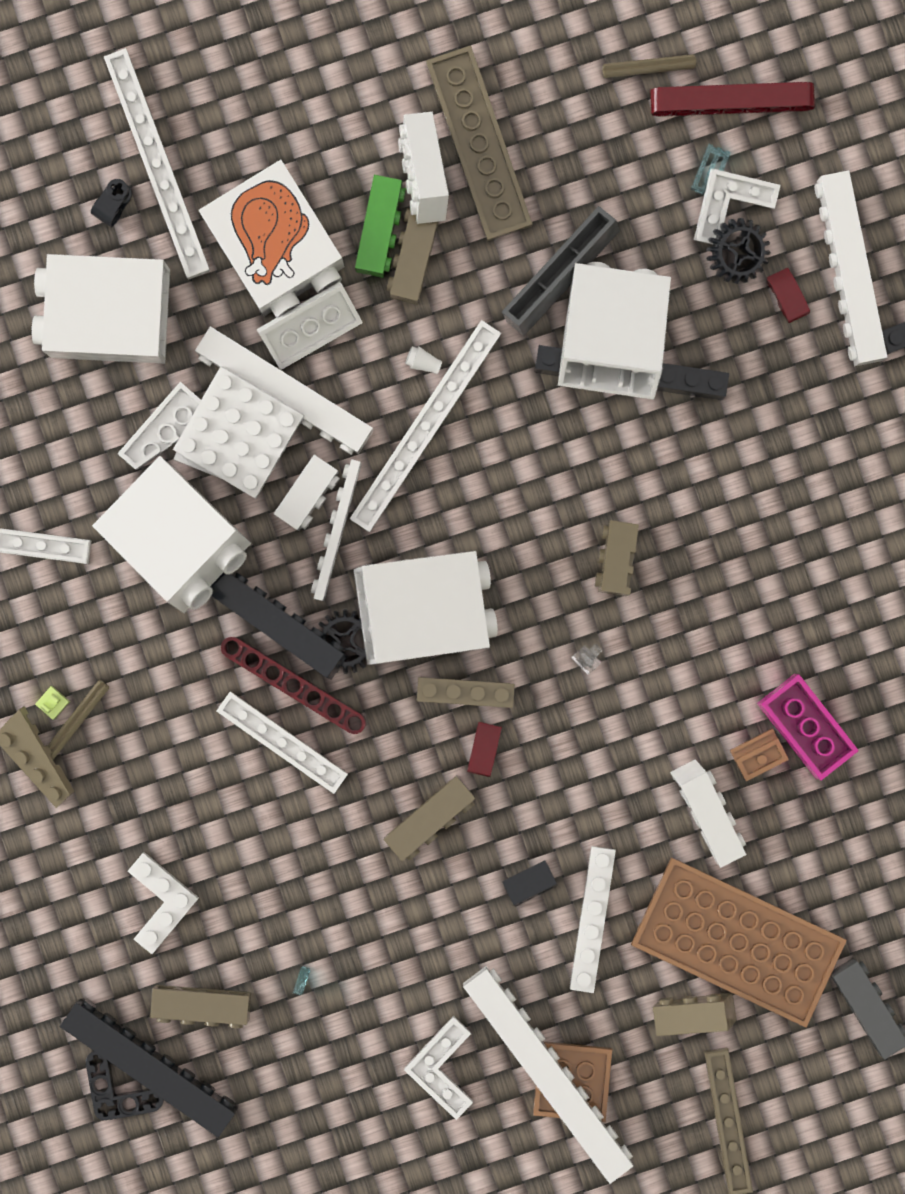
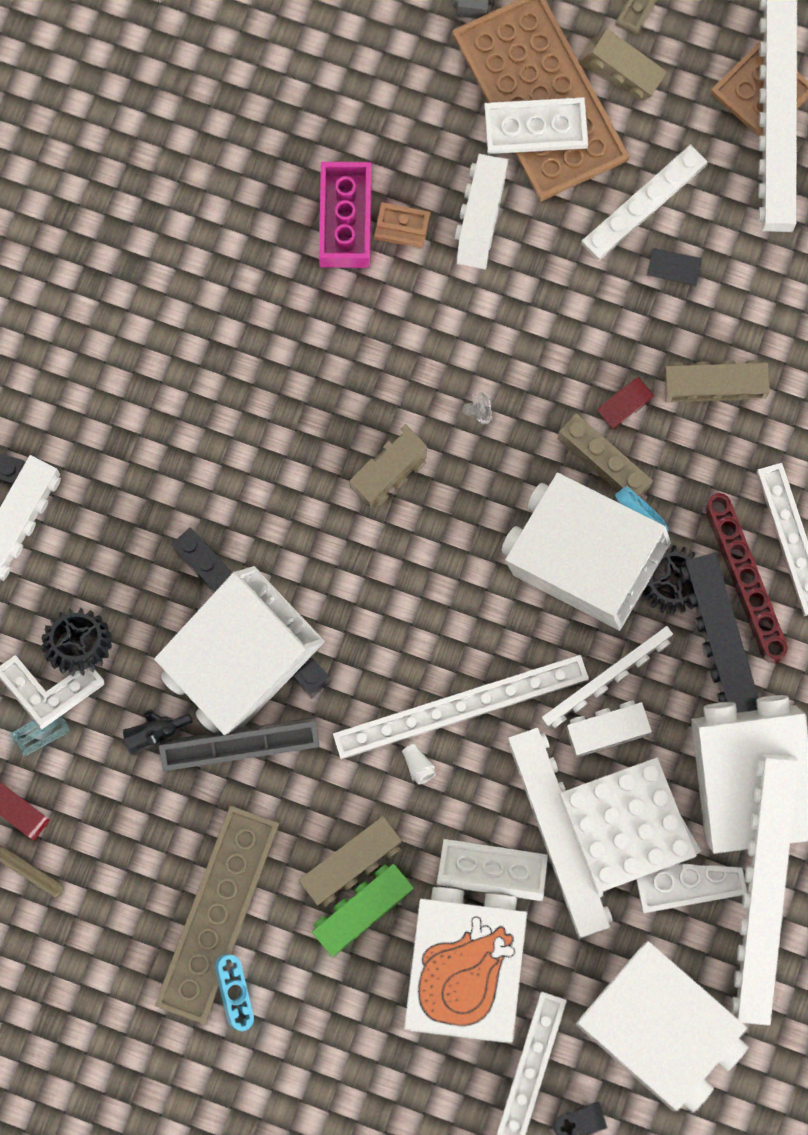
camera: 140 degrees left, 10 degrees down
(103, 461) = (766, 888): none -> white brick
(405, 670) = (631, 500): none -> medium azure beam
(412, 97) = (246, 1009): none -> medium azure beam
(424, 167) = (285, 922): white brick -> none
(629, 230) = (153, 731): none -> black piece
(721, 911) = (536, 125): none -> white plate
(788, 295) = (65, 574): dark red slope -> none

